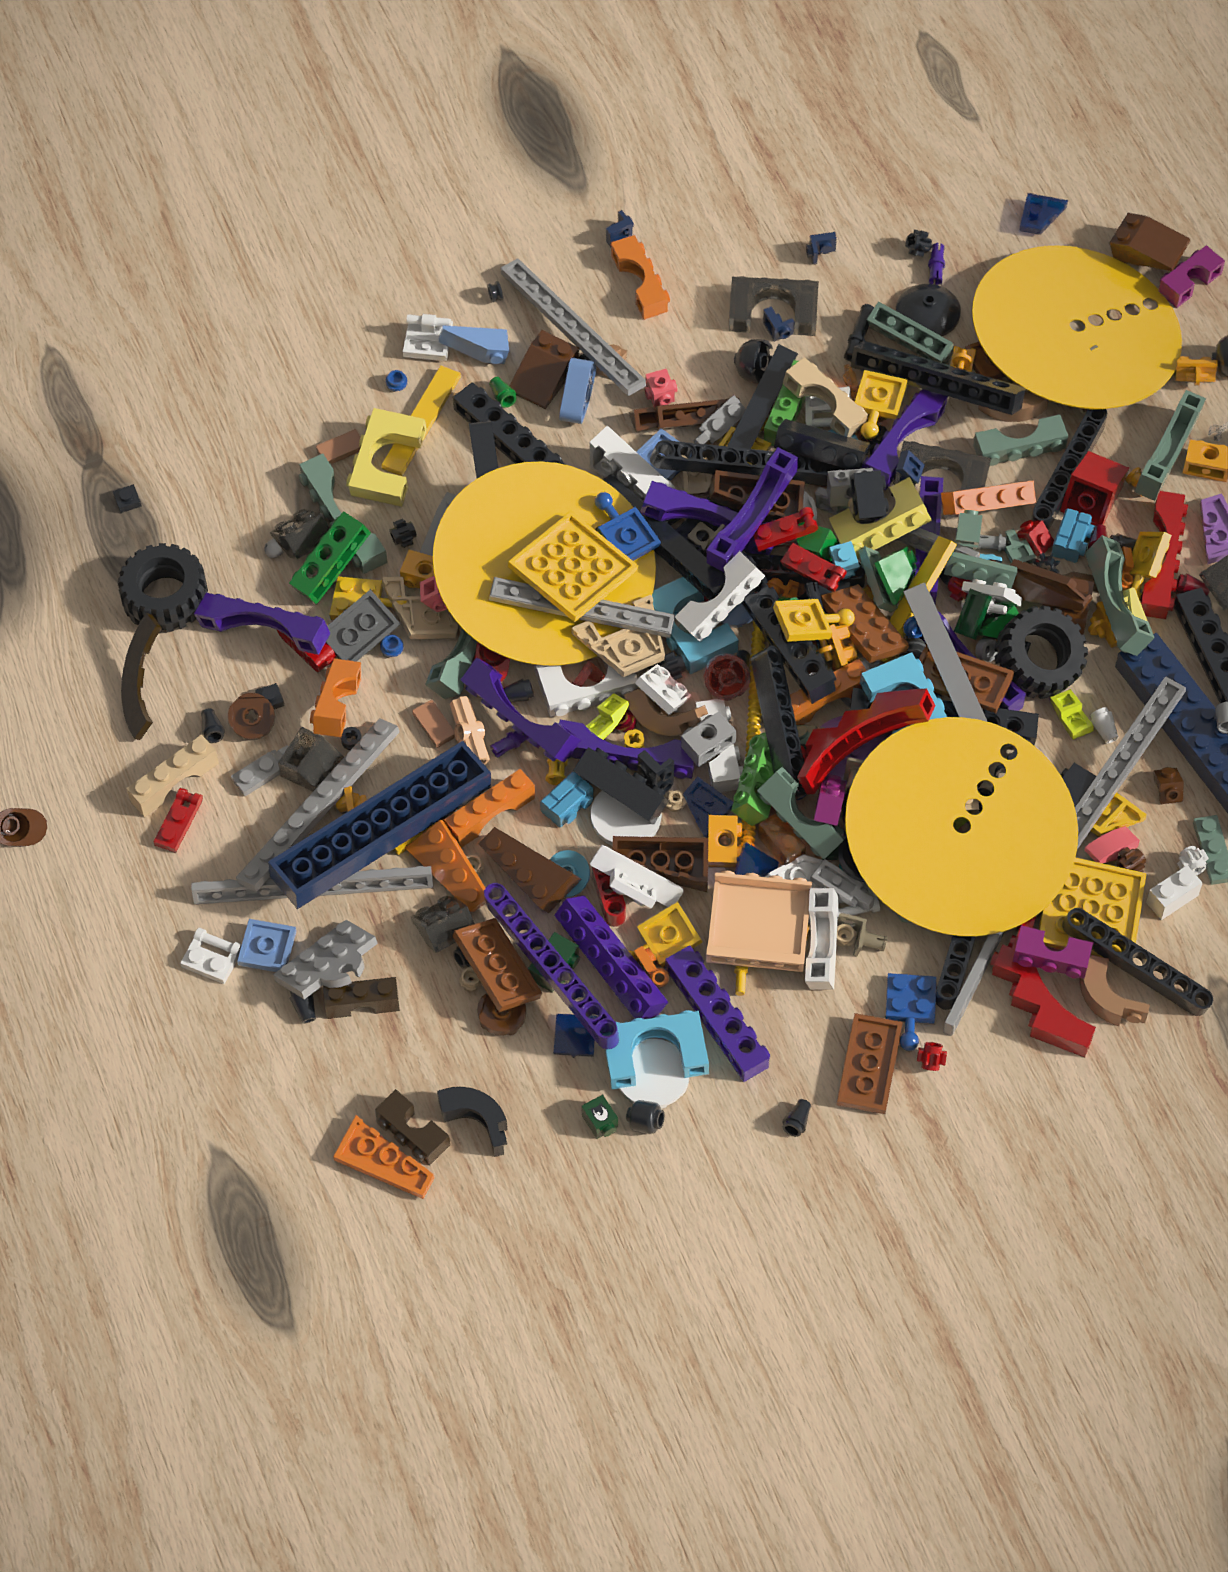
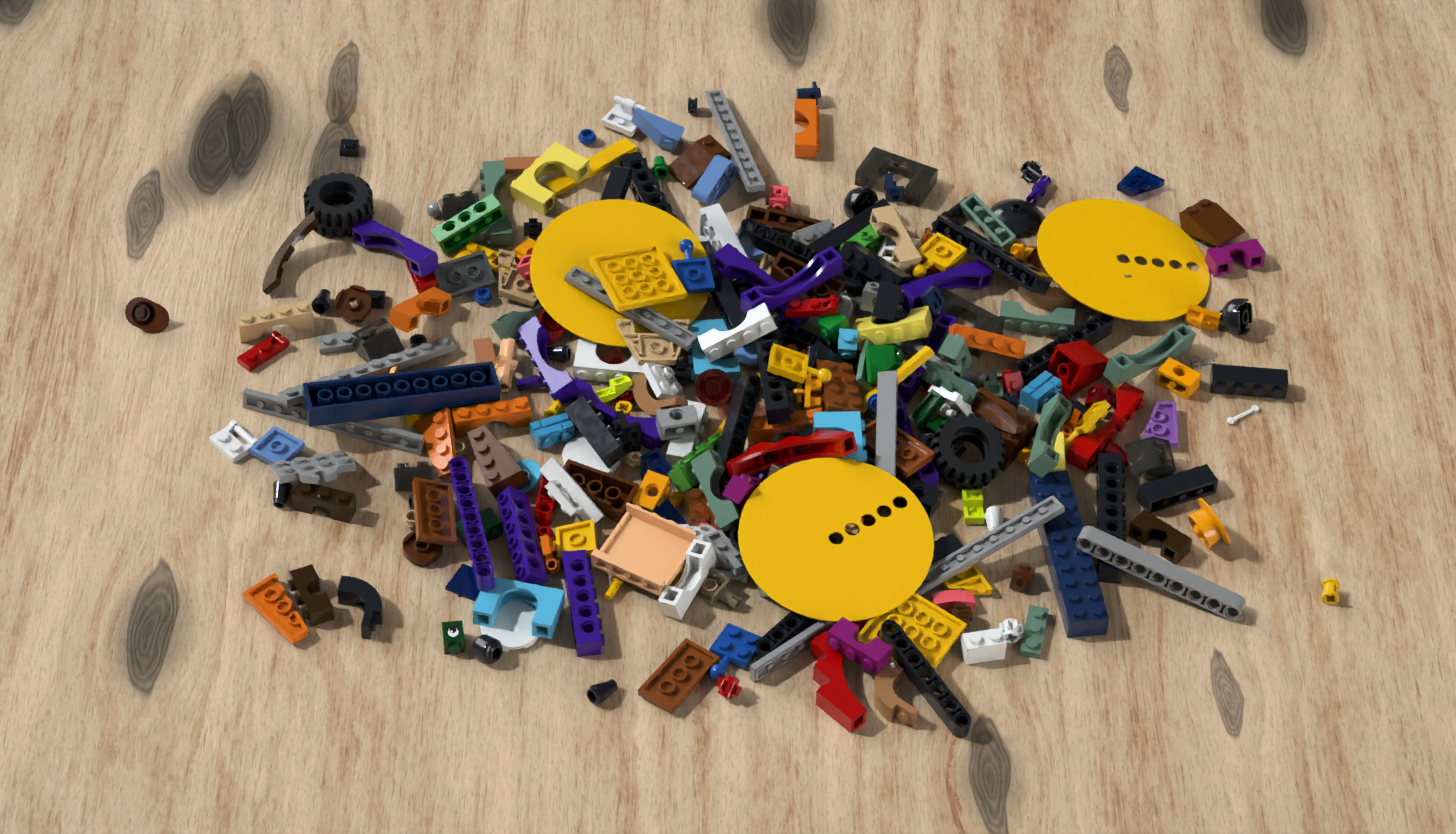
camera: 20 degrees right, 15 degrees down
(629, 944) = (544, 530): none -> red plate
(813, 567) = (820, 338): red plate -> none
(821, 244) = (956, 150): dark blue bracket -> none
(1140, 519) = (1099, 393): none -> dark red brick

